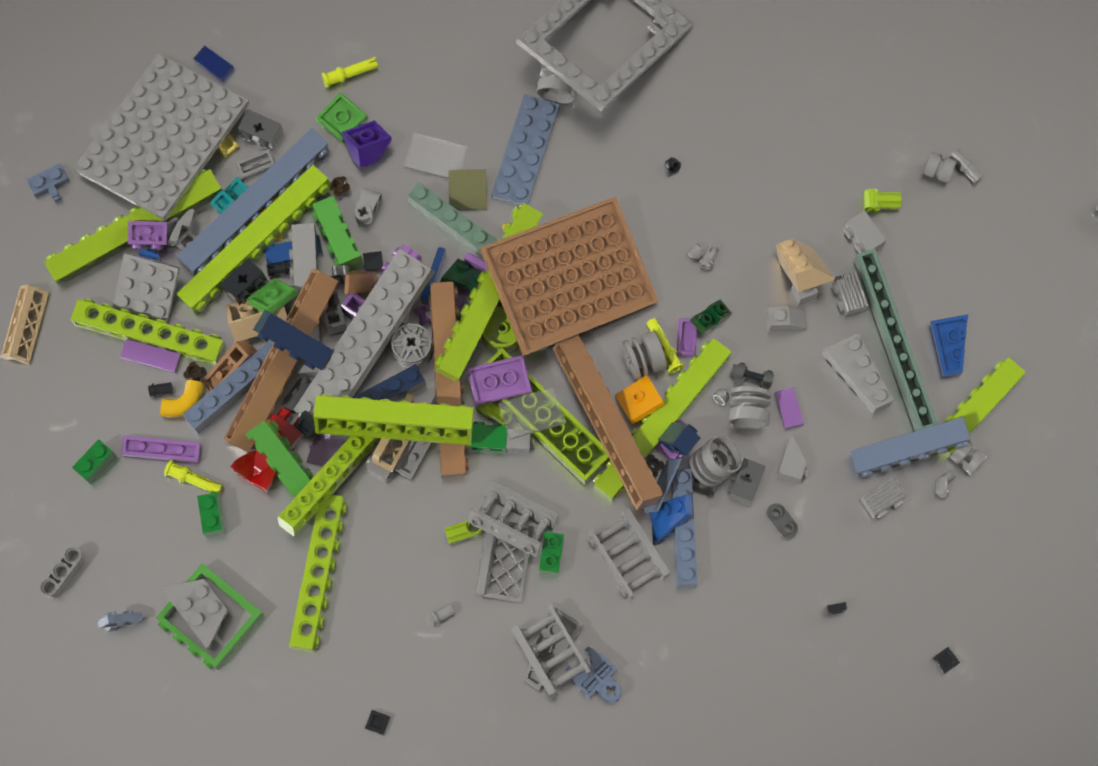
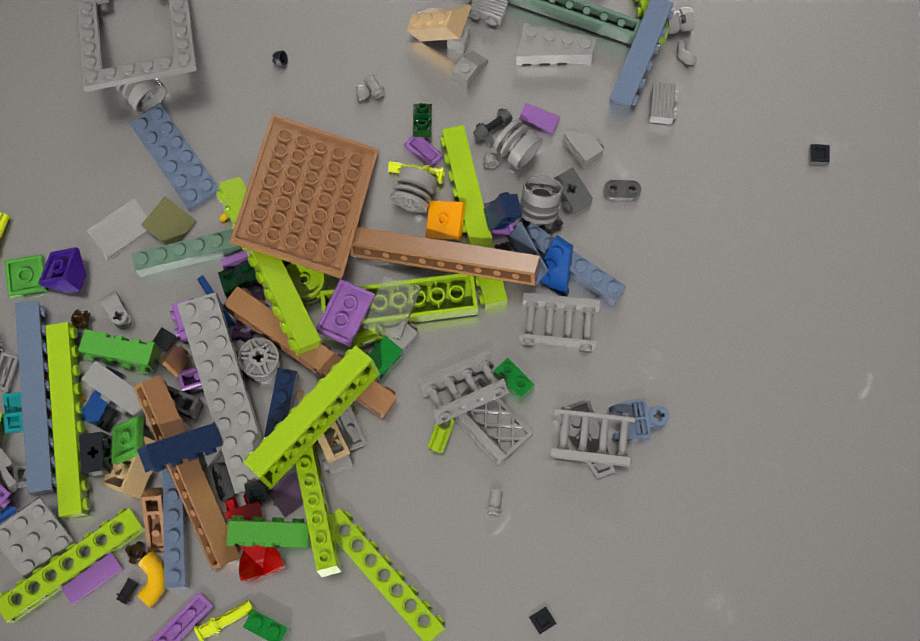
camera: 50 degrees left, 0 degrees up
(339, 273) = (155, 369): dark grey beam -> none
(835, 608) = (721, 201): black tile -> none

